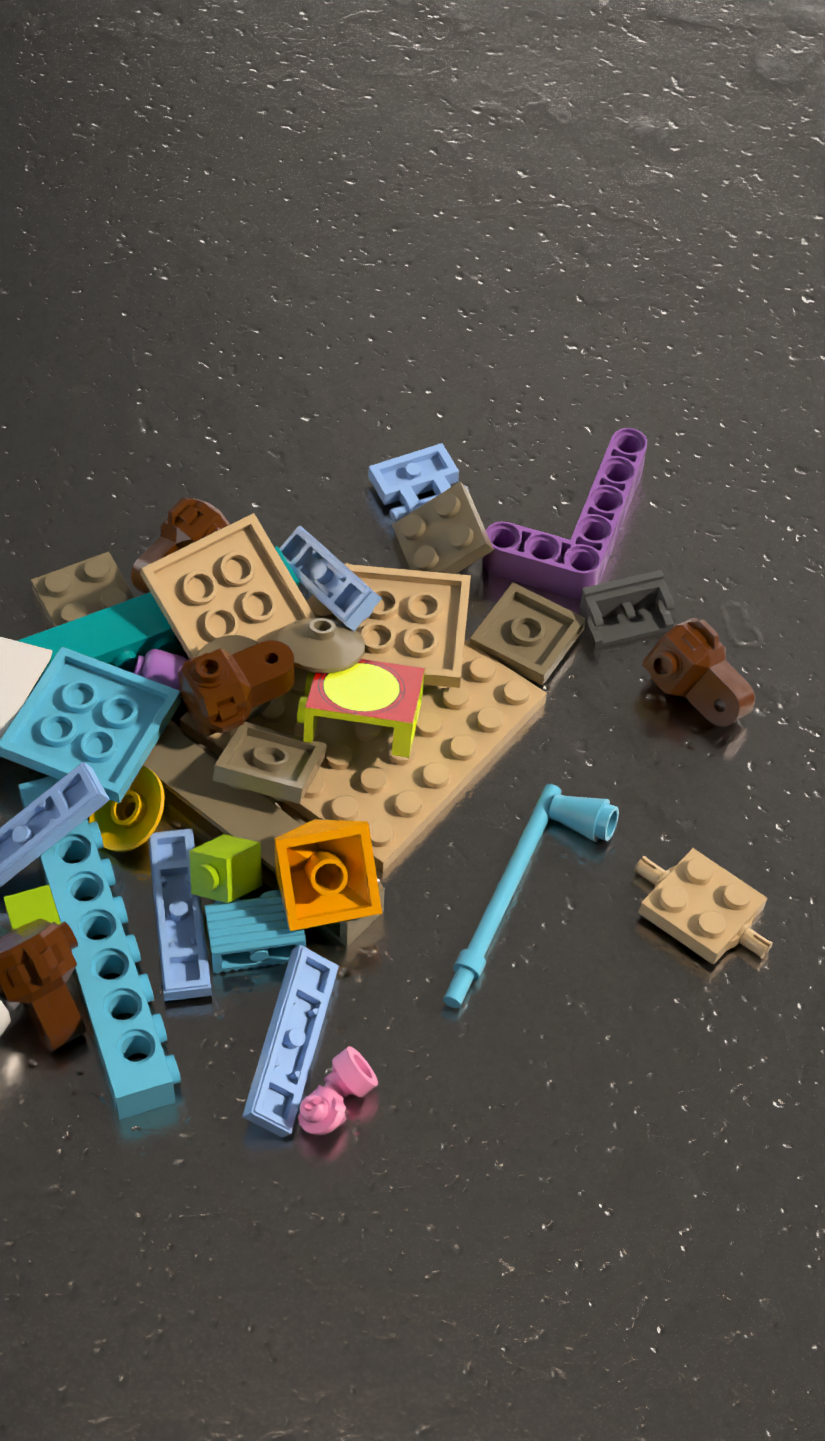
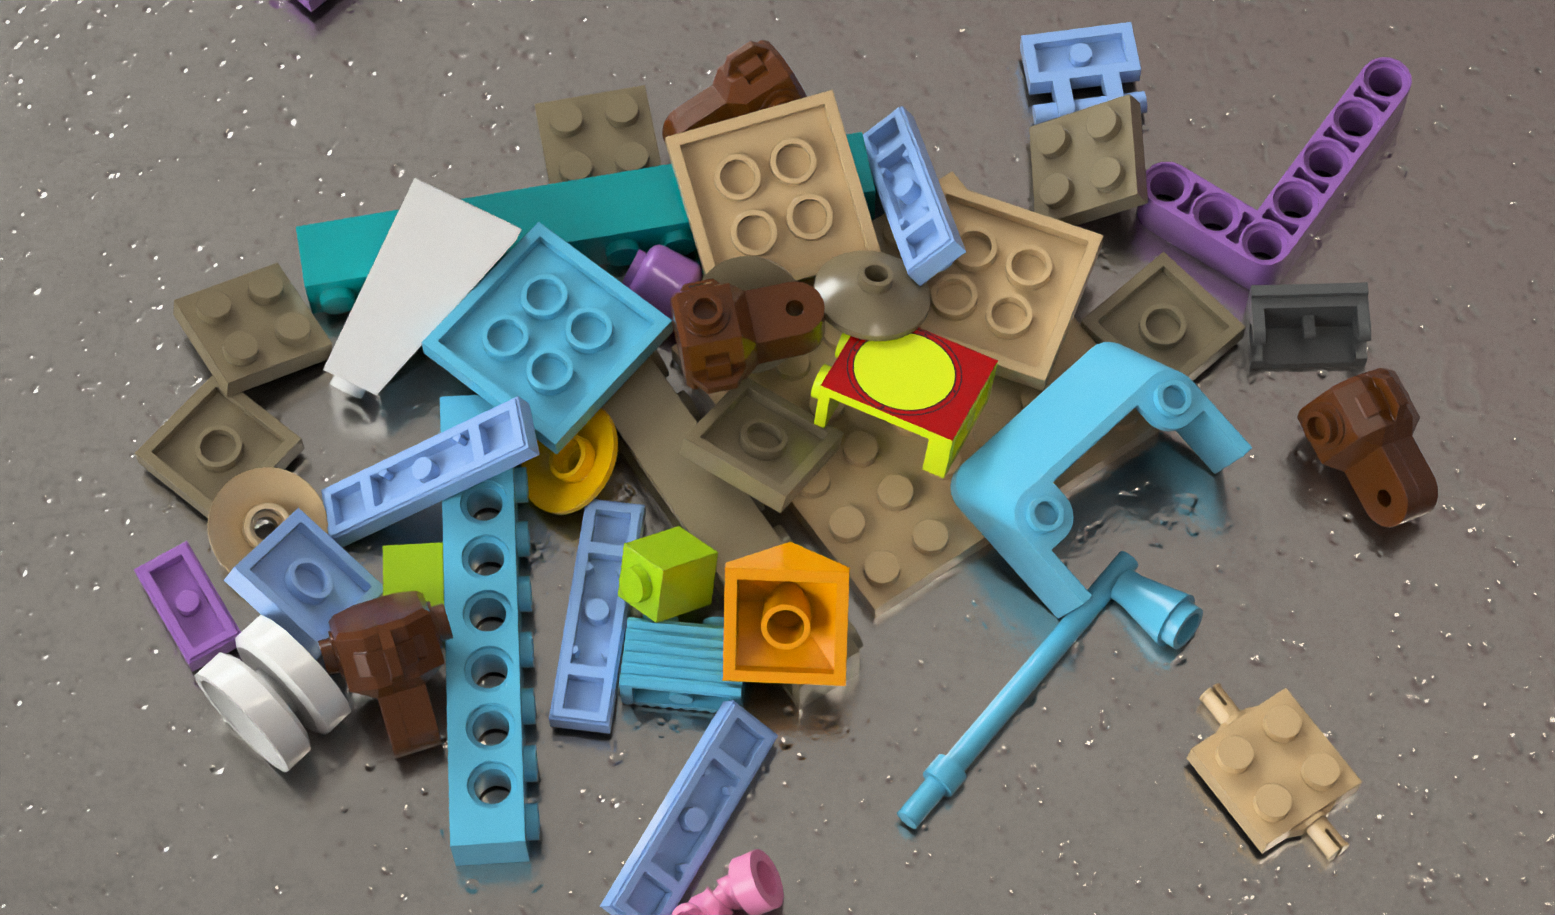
camera: 20 degrees right, 10 degrees up
(461, 747) = (1010, 478): none -> medium azure windscreen

